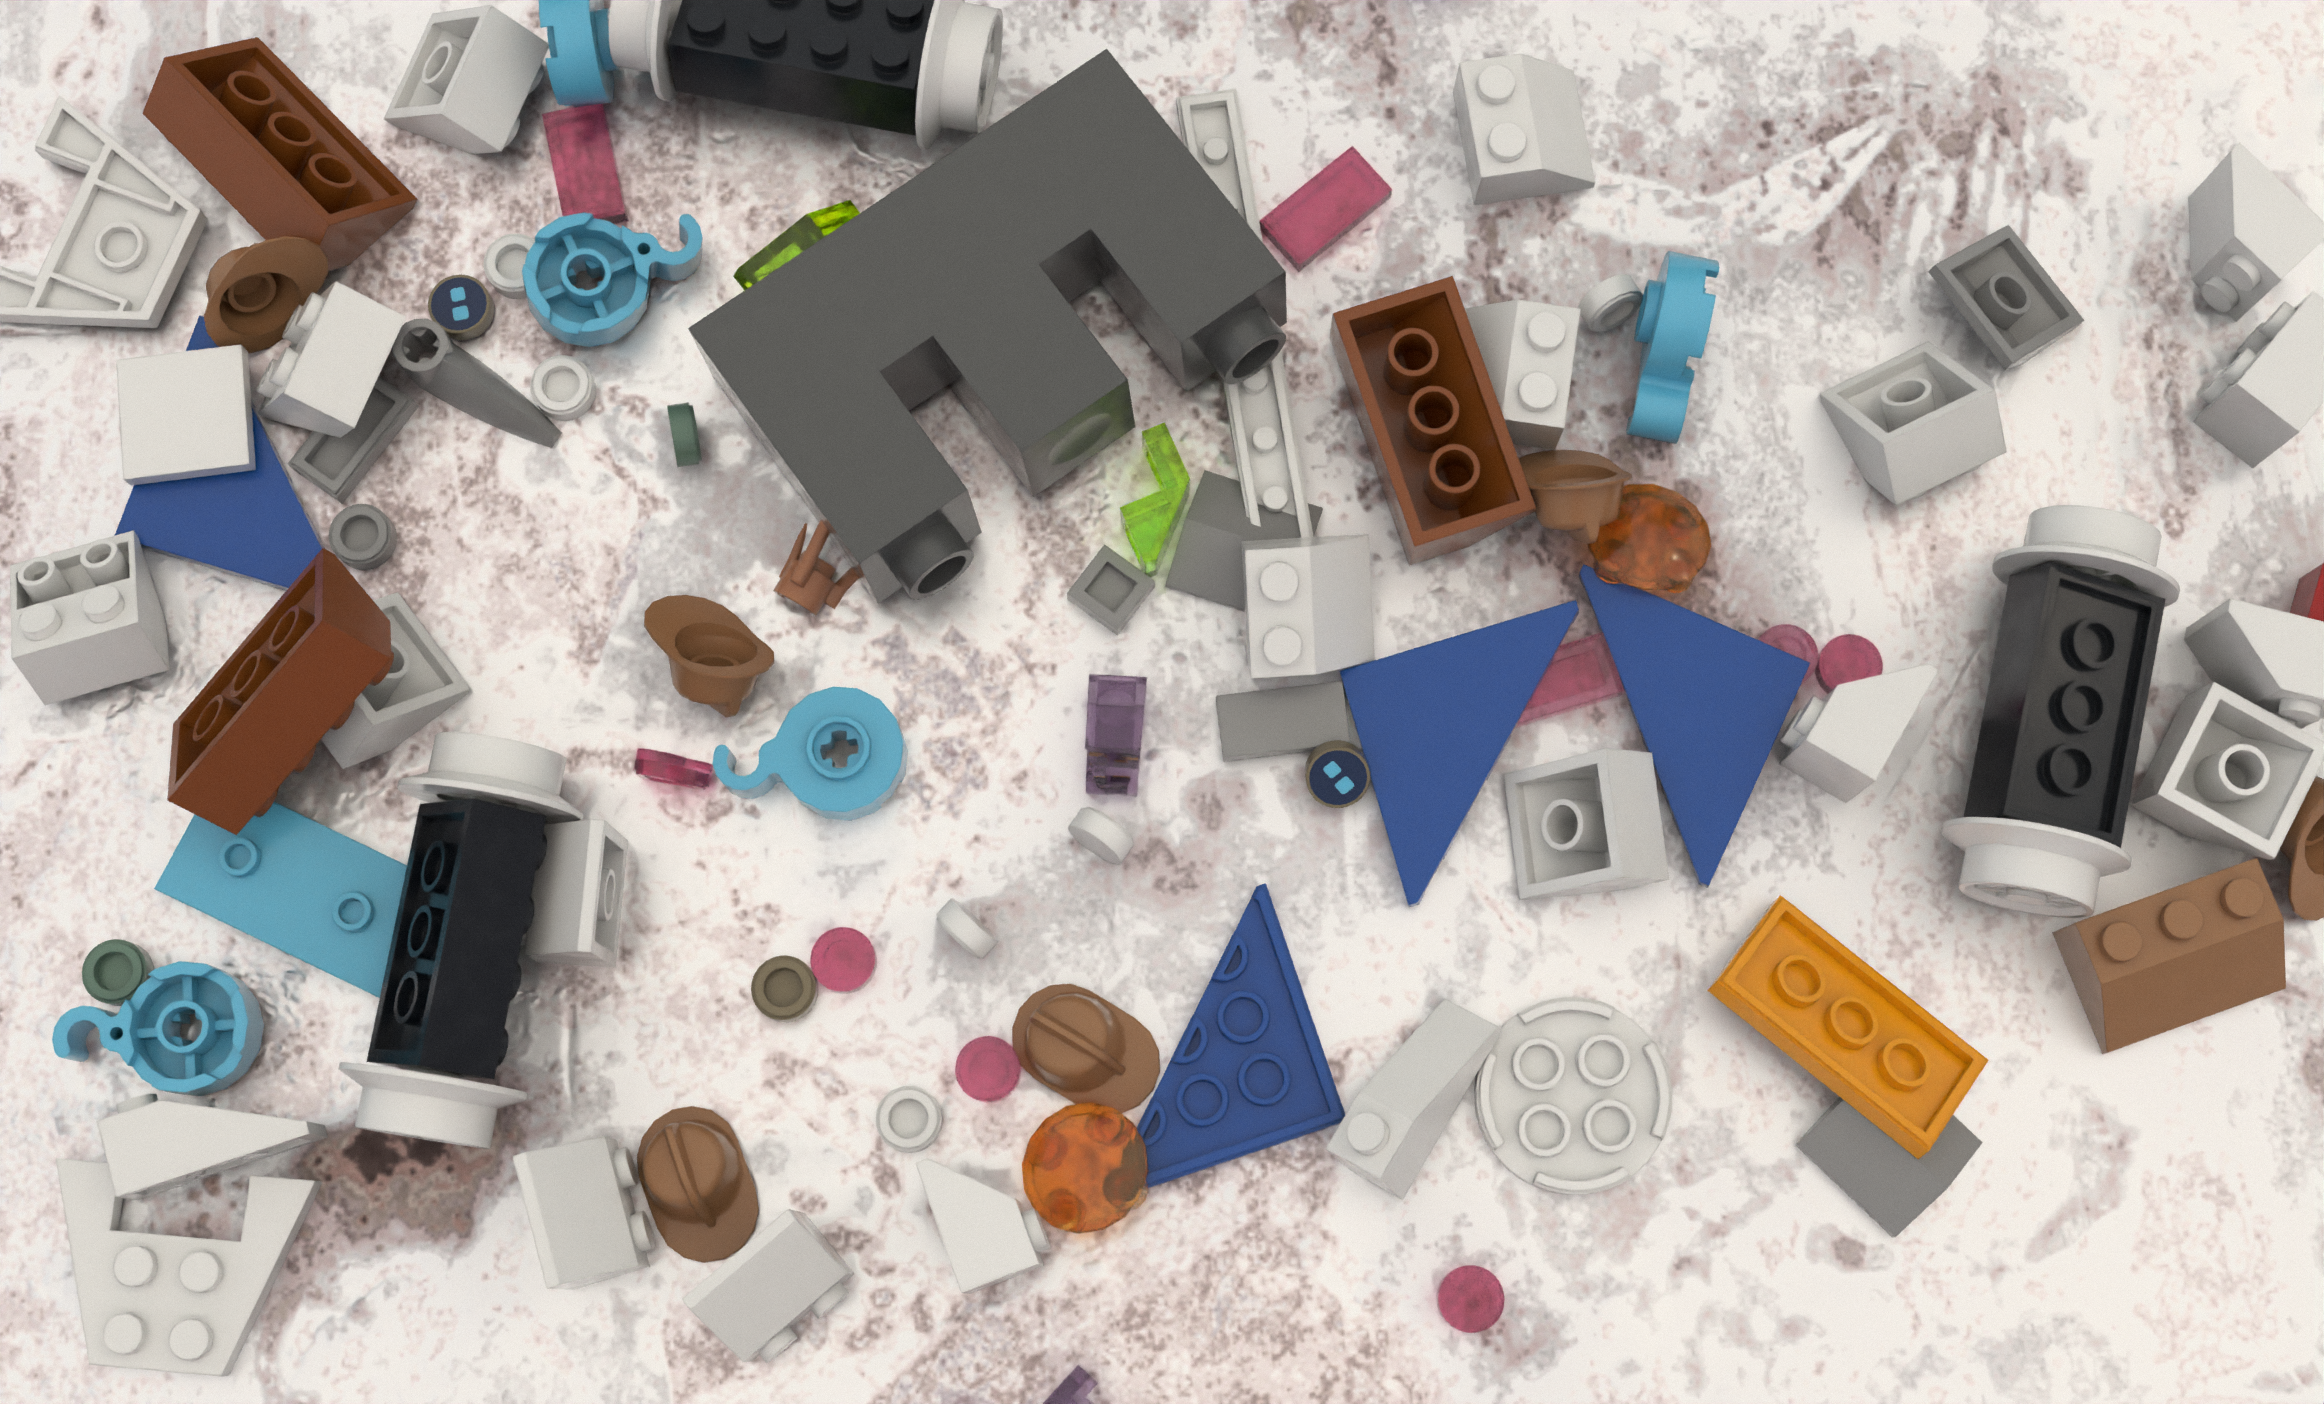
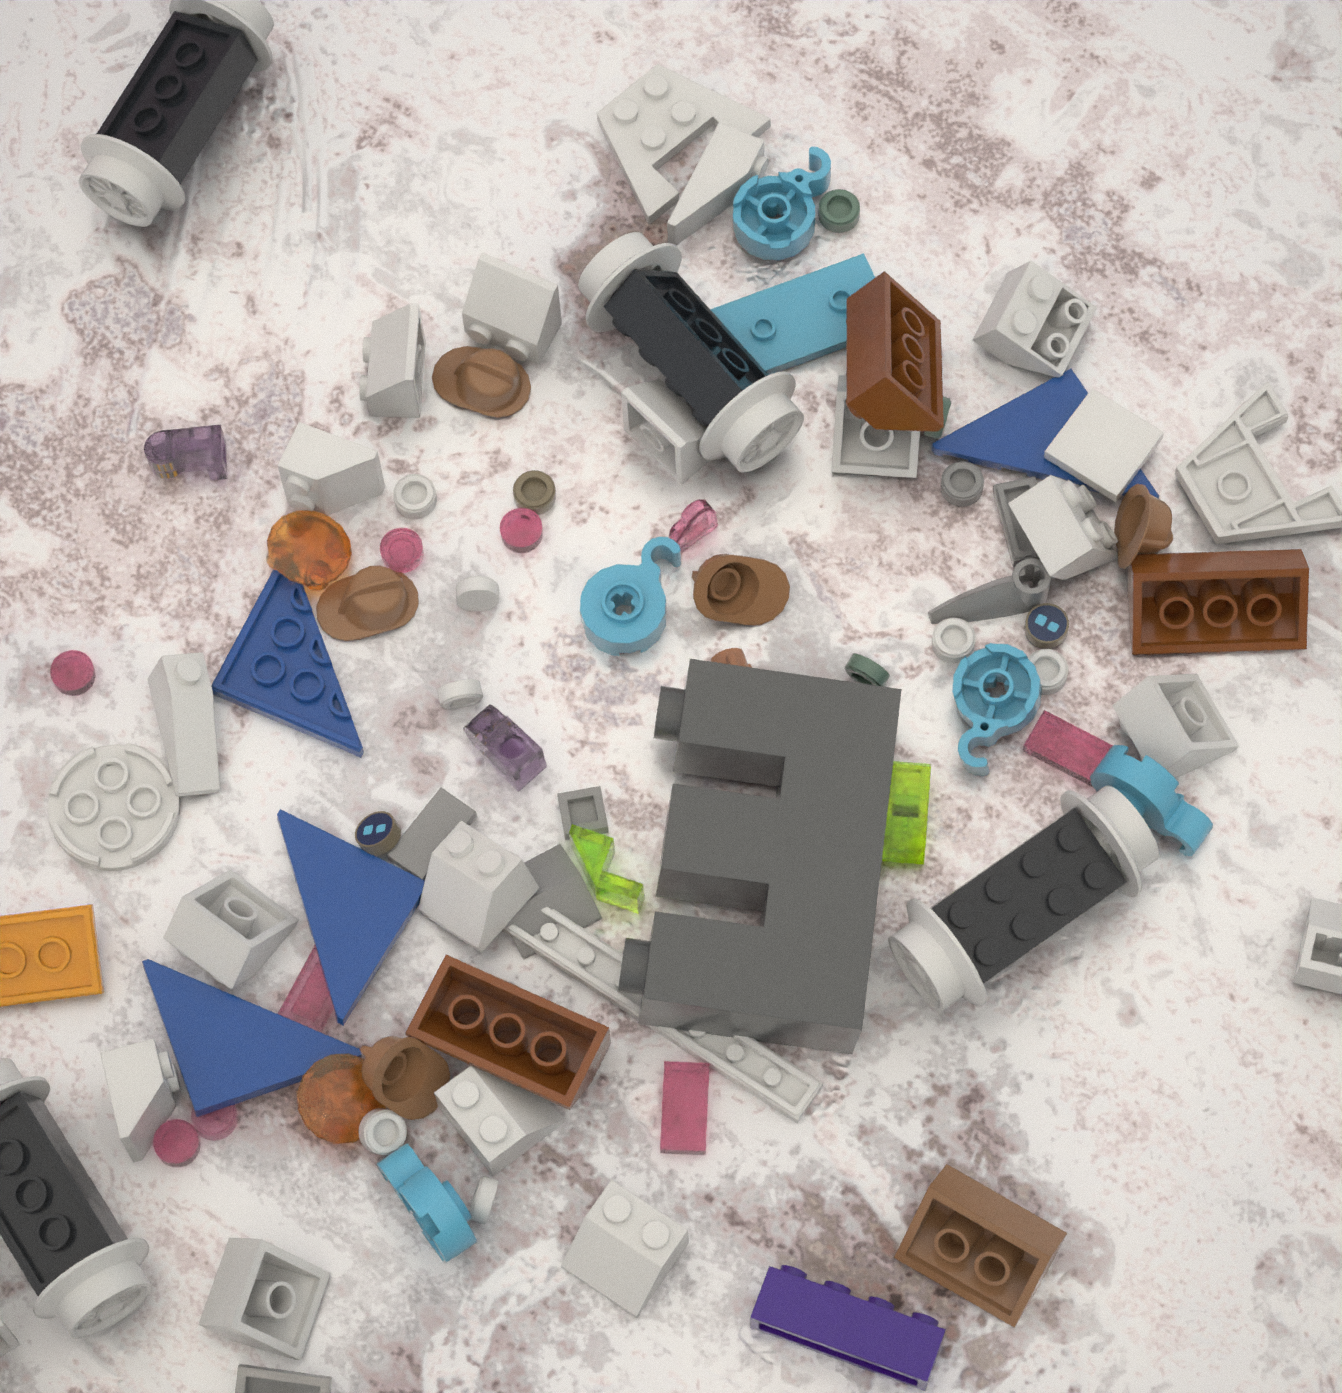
camera: 135 degrees right, 10 degrees down
(1646, 462) = (382, 1131): none -> white tile

